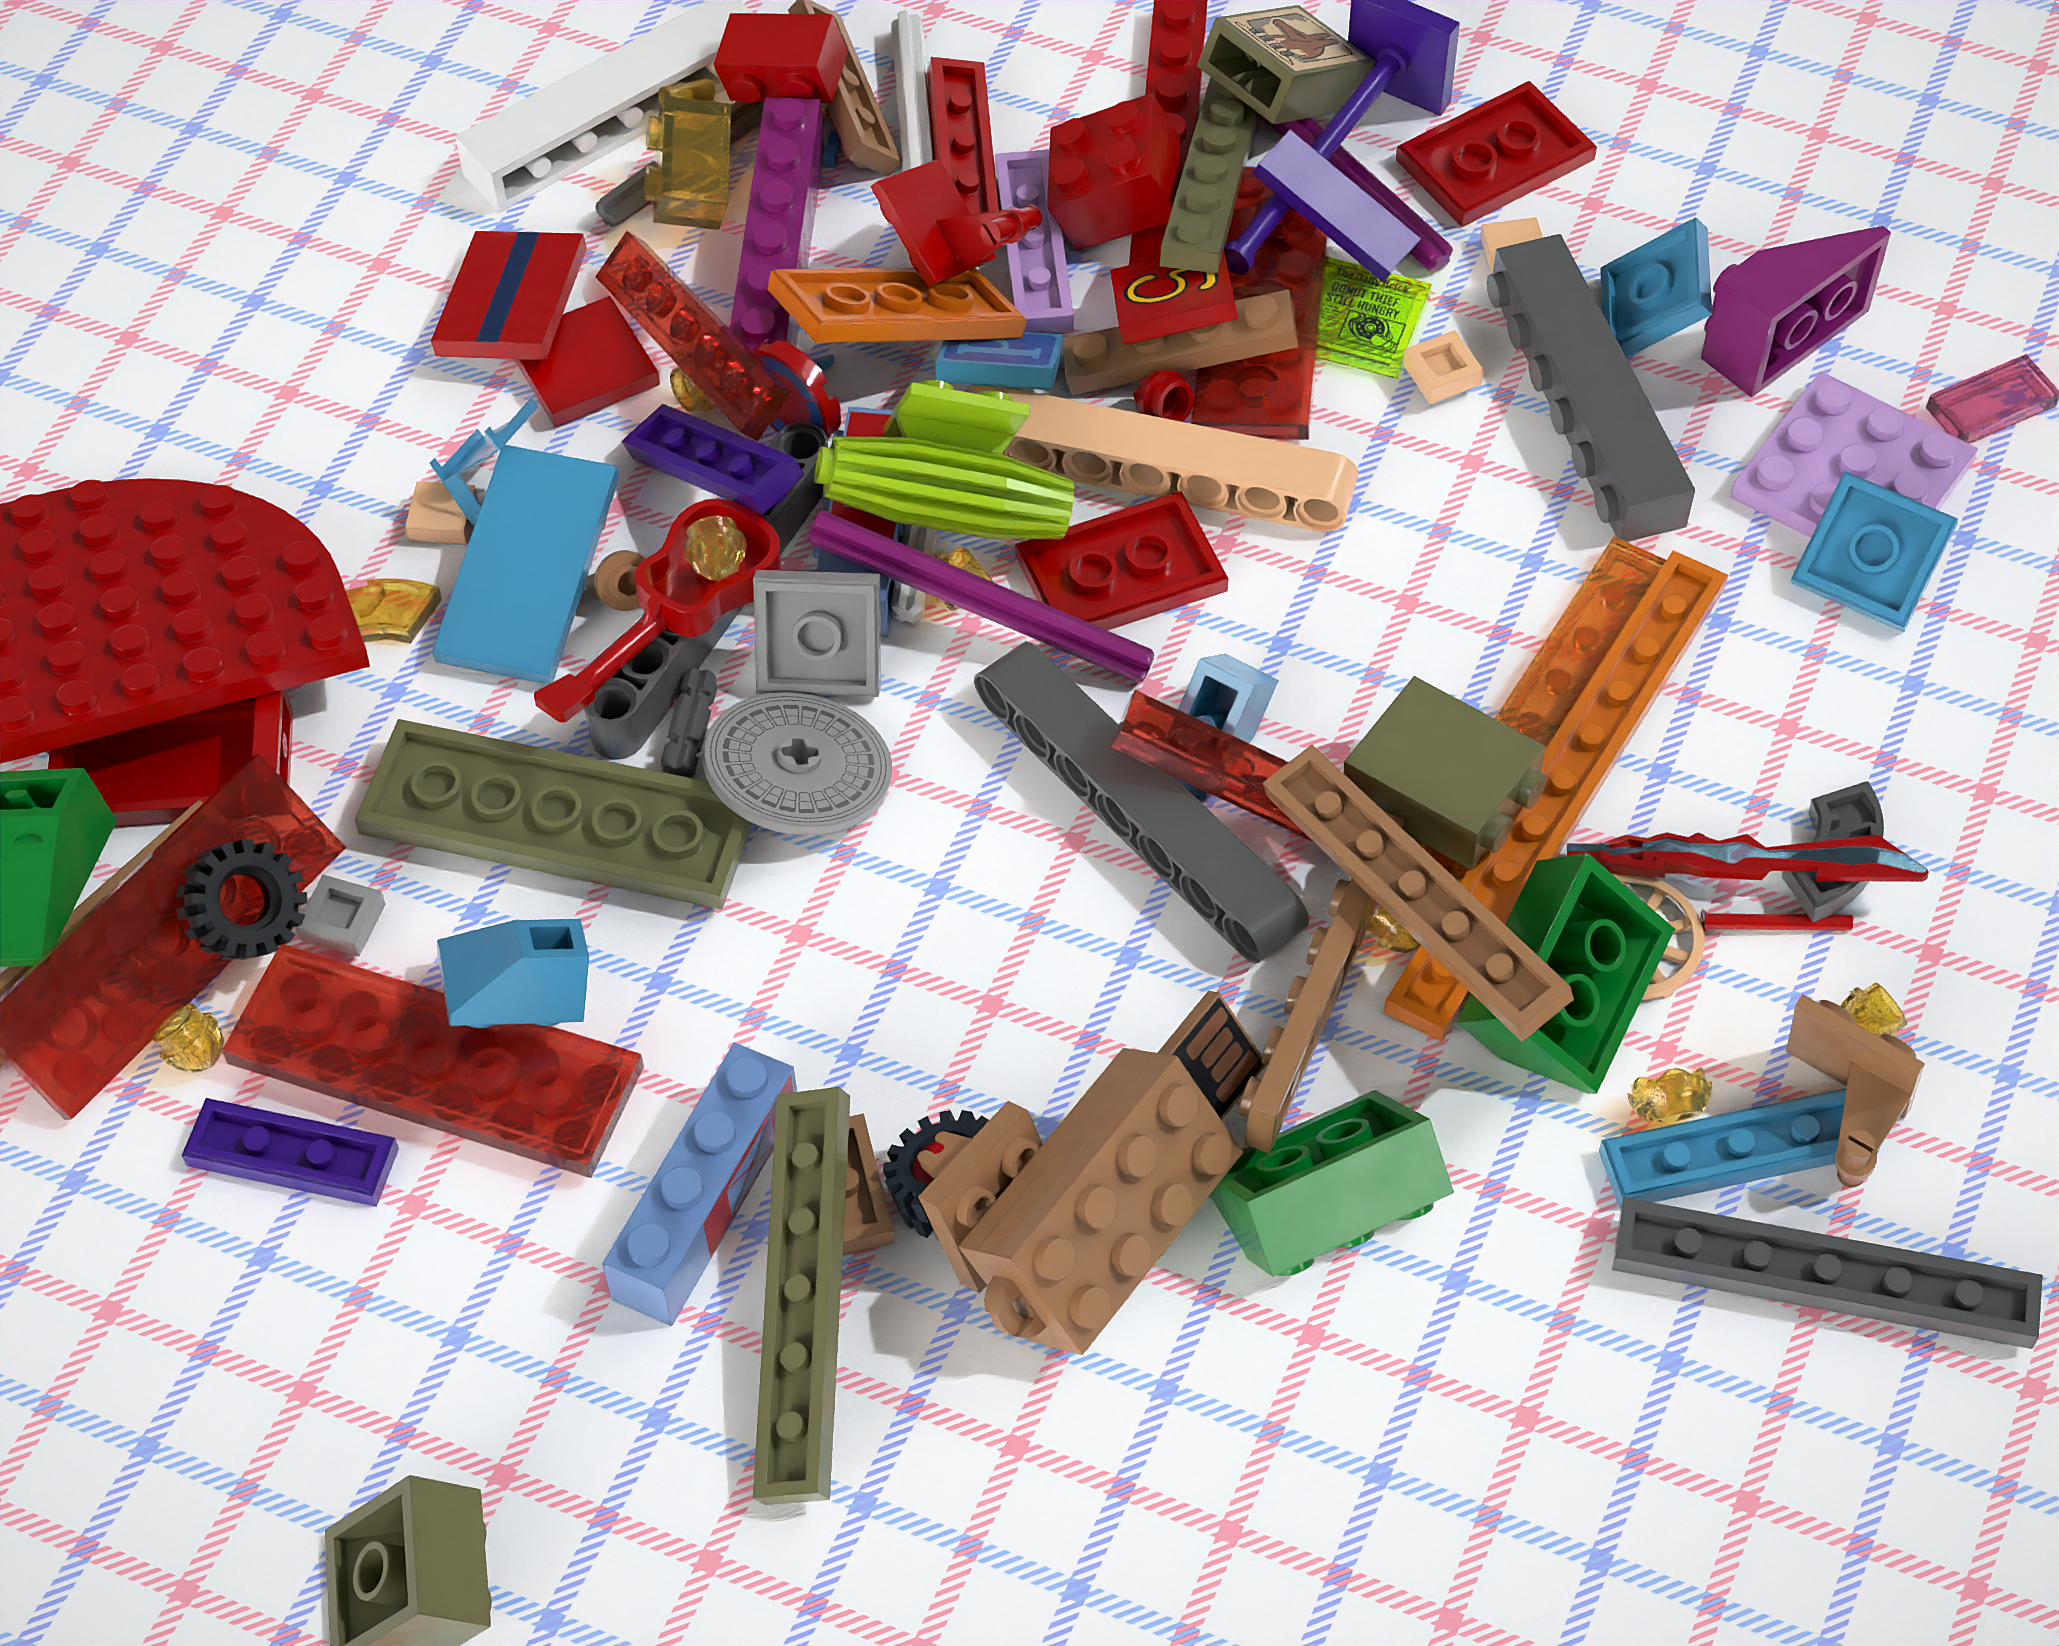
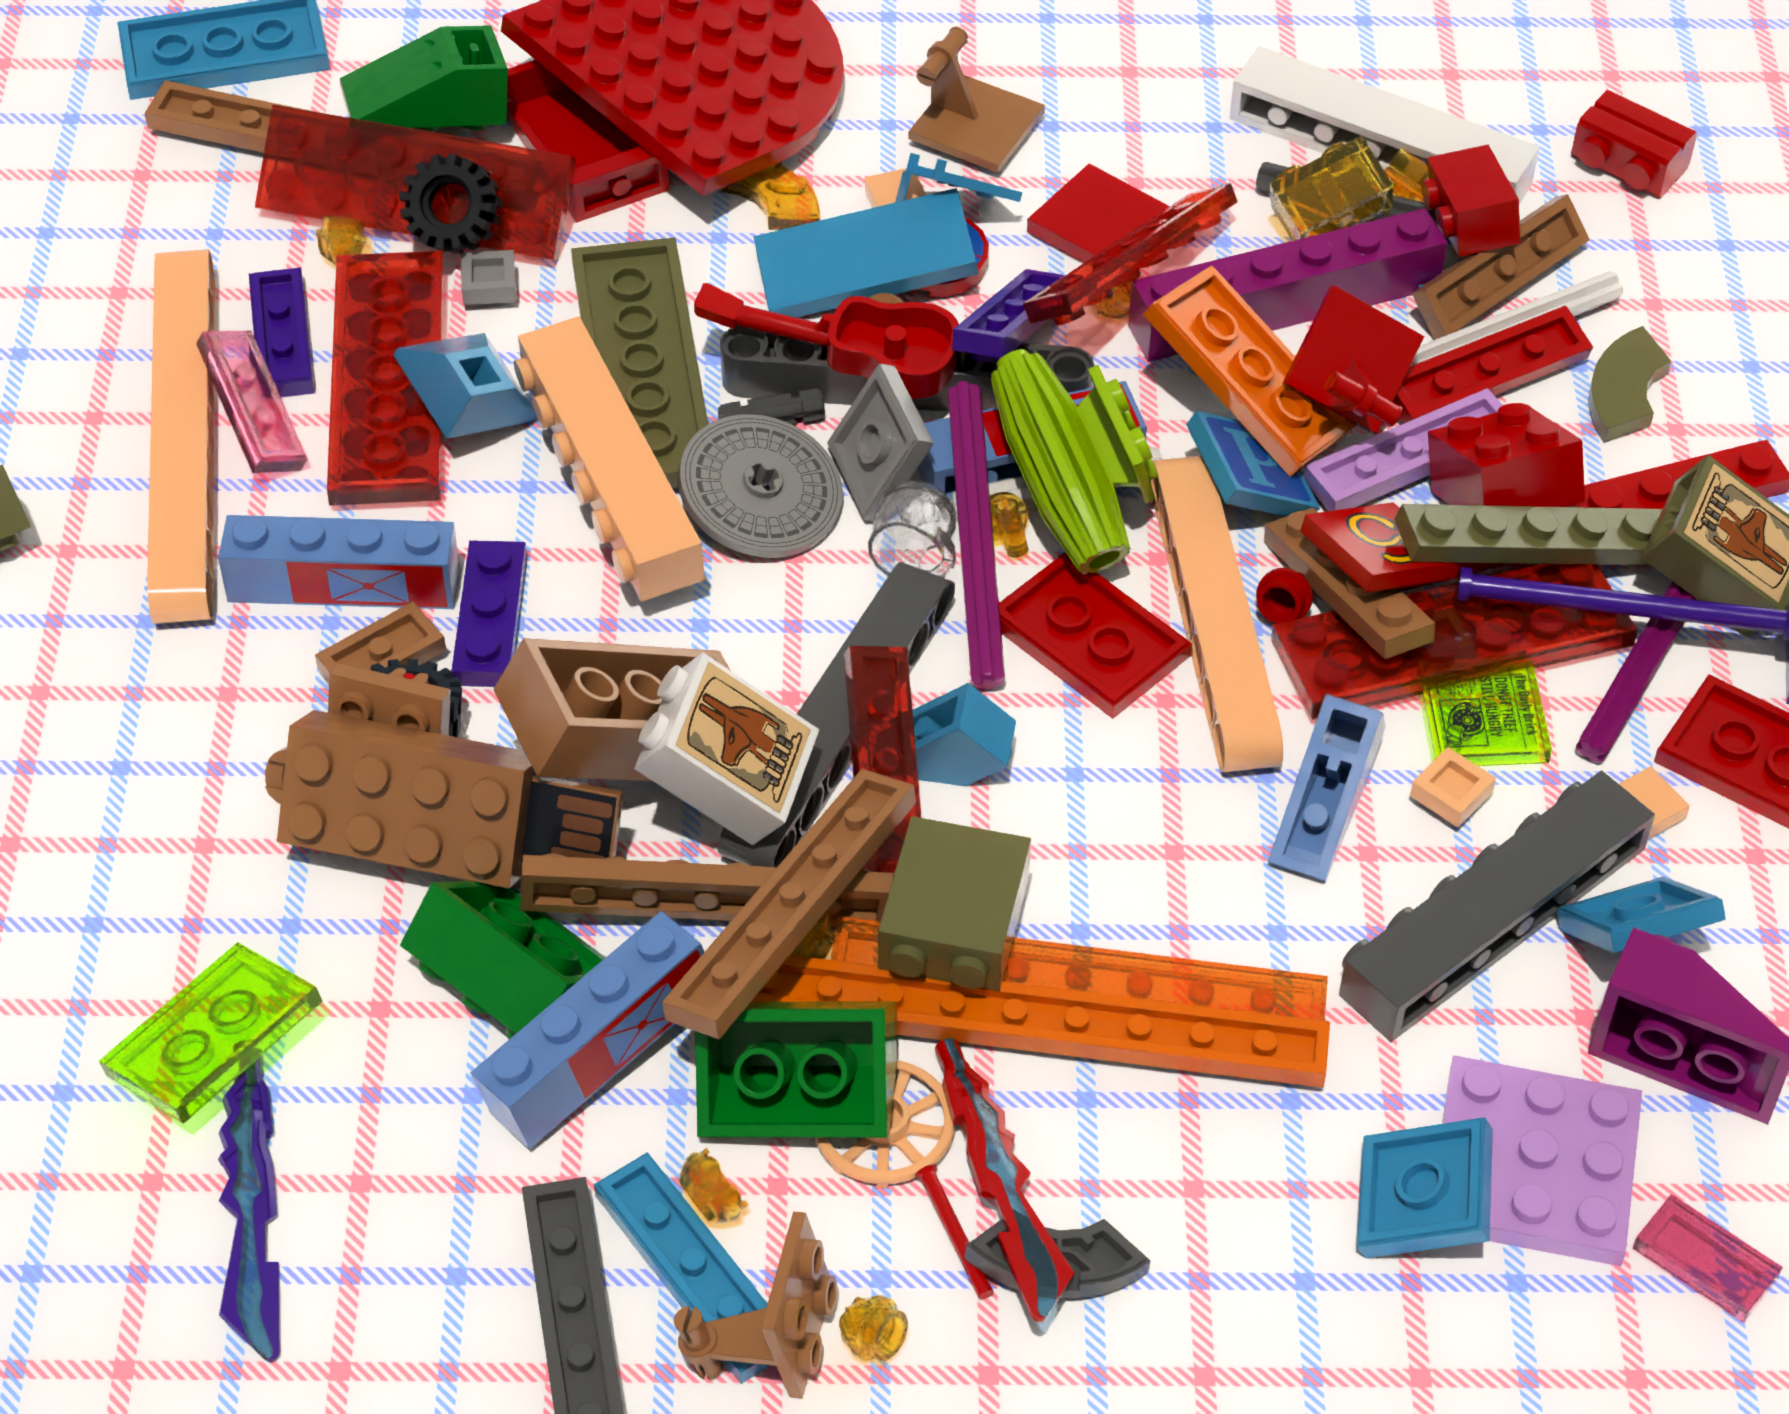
camera: 65 degrees right, 5 degrees down
(376, 405) = (969, 115): none -> medium nougat plate
(405, 1292) = (181, 441): none -> light nougat beam
(407, 1201) = (251, 401): none -> clear pink tile
(509, 295) = (1131, 147): red tile -> none
(711, 871) = (609, 460): none -> light nougat brick
(715, 547) = (886, 325): clear yellow plate -> none
(802, 1298) = (260, 649): olive plate -> none
(805, 381) = (1116, 341): red tile -> none
(879, 1084) = (489, 611): none -> dark purple plate
(924, 643) = (911, 522): none -> clear helmet
(1028, 66) = (1621, 384): none -> olive tile
(1102, 957) = (586, 703): none -> medium nougat brick
(1212, 875) = (726, 748): none -> brick
(1300, 1498) = (210, 1032): none -> clear neon green tile
(1336, 206) = (1570, 634): tile -> none
(1407, 451) = (1328, 787): none -> medium blue slope
(1473, 1136) = (587, 1032): none -> medium blue brick
(1521, 1524) = (251, 1283): none -> dark purple sword

